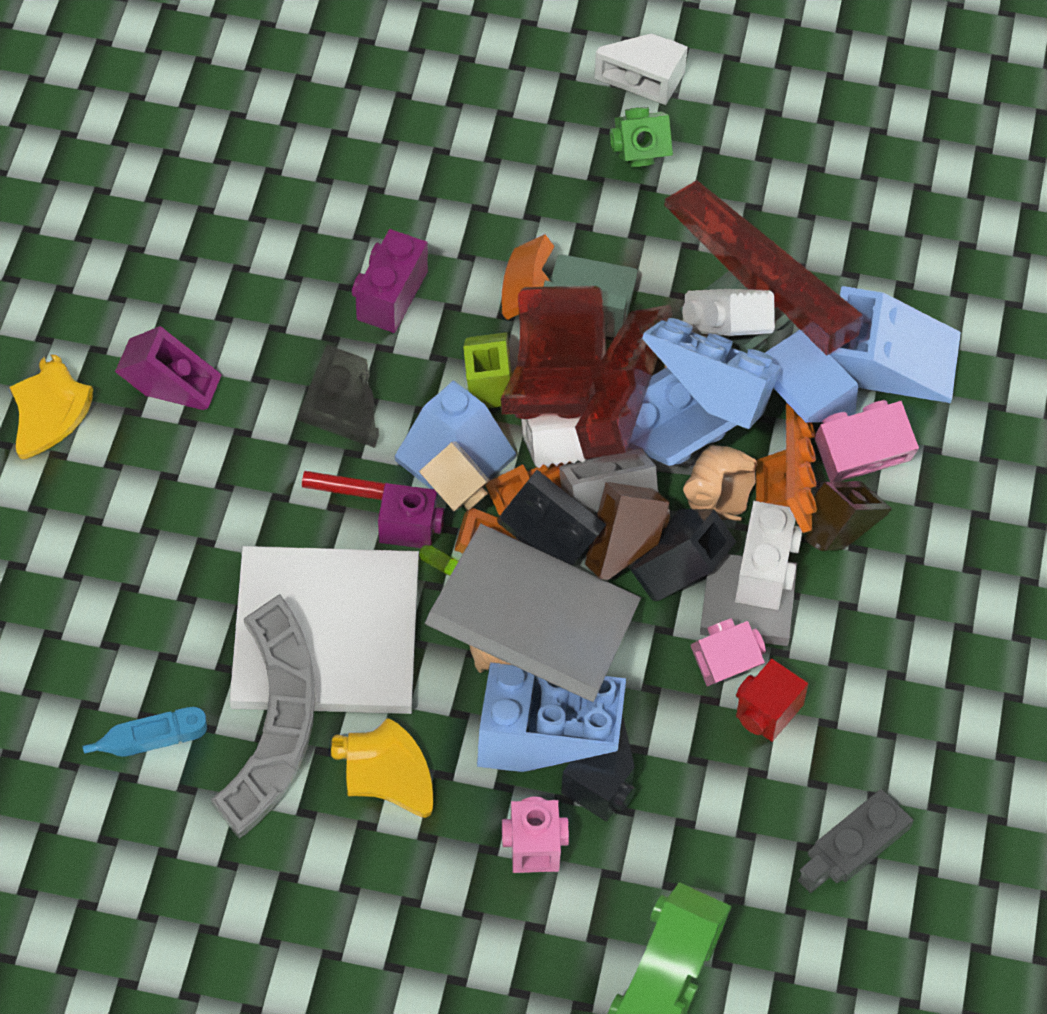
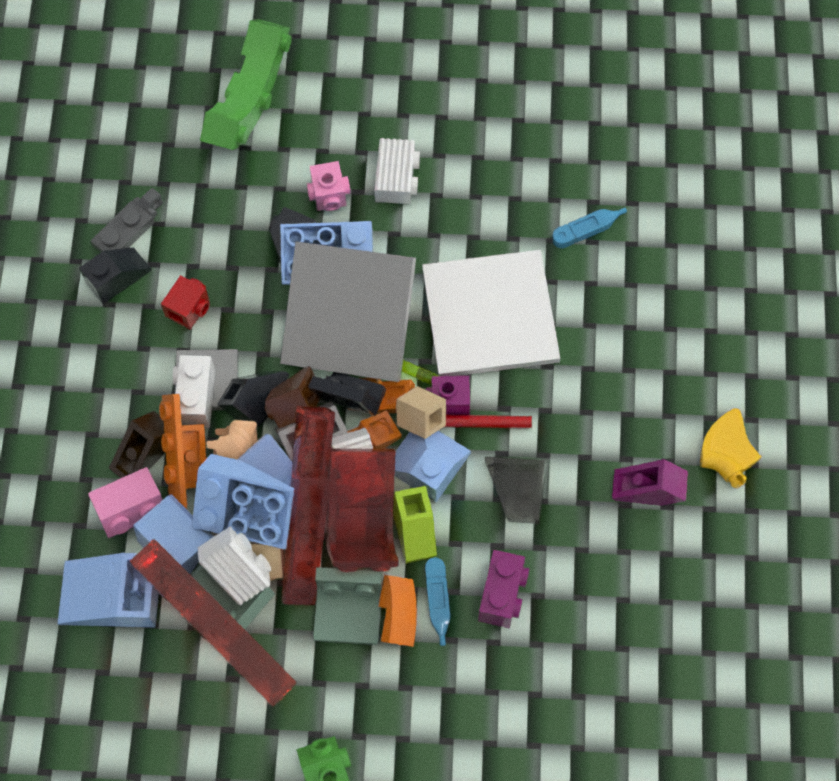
camera: 175 degrees right, 10 degrees up
(287, 720) = (500, 246): light grey tile -> none
(386, 767) = (431, 227): yellow arm -> none
(424, 852) = (395, 171): none -> white brick
(473, 297) = (438, 597): none -> dark azure piece
(728, 651) = (216, 325): bright pink brick -> none
(876, 761) = (113, 272): none -> black slope

